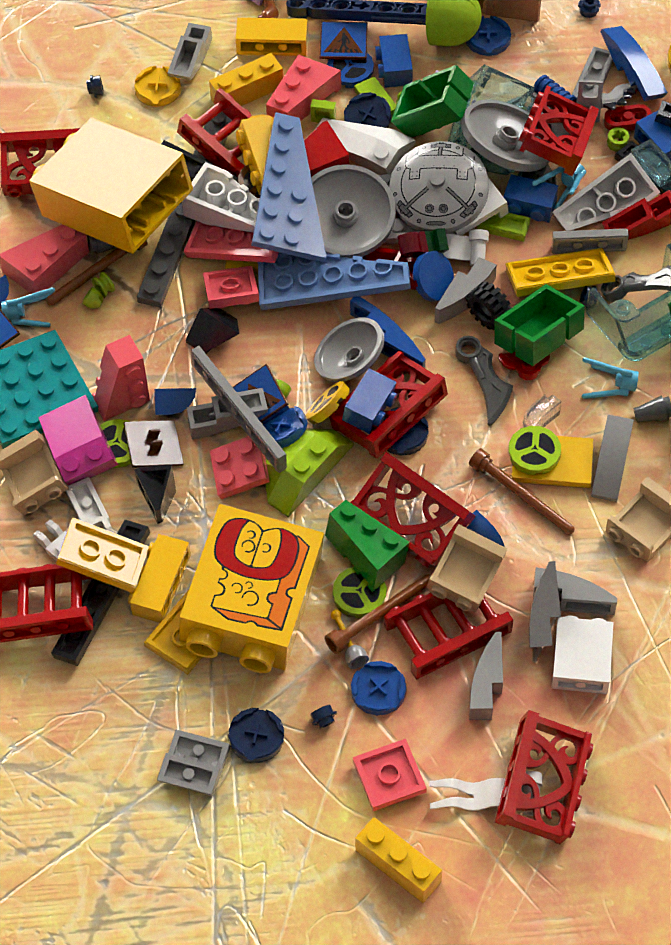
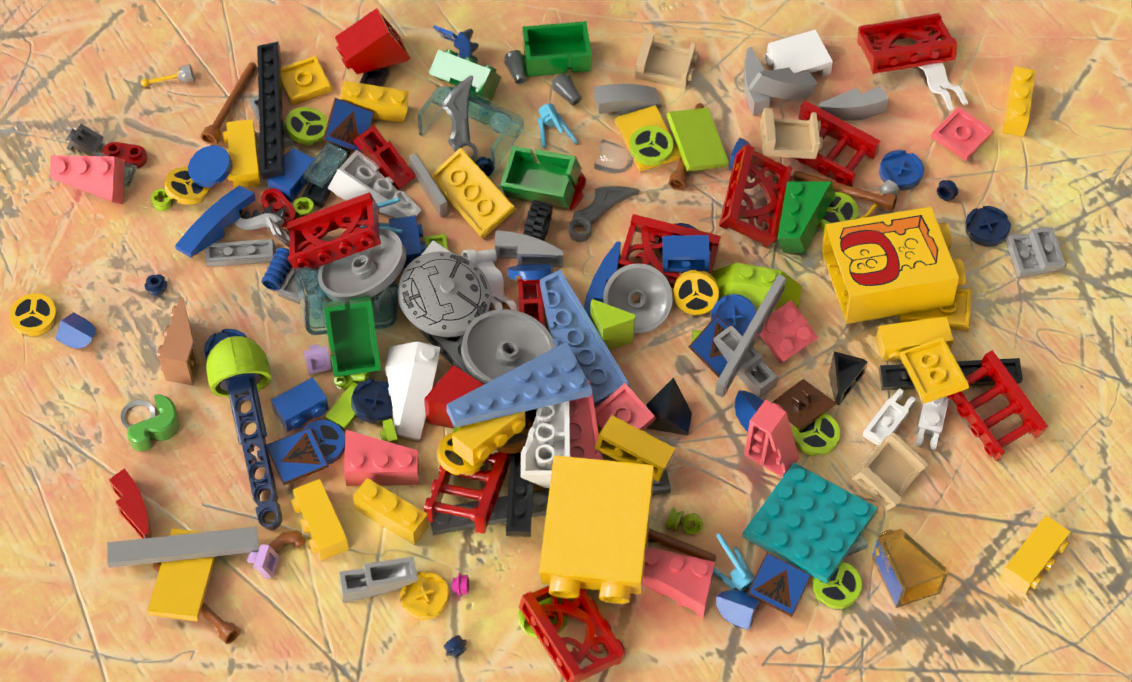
camera: 120 degrees left, 0 degrees up
(77, 441) = (844, 447): slope -> none
(147, 110) = (461, 585): none -> dark pink plate
(184, 270) = (633, 445): none -> yellow brick
(332, 307) = (612, 324): none -> lime slope
(417, 243) = (507, 286): leg -> none
(521, 497) = (697, 139): none -> lime tile

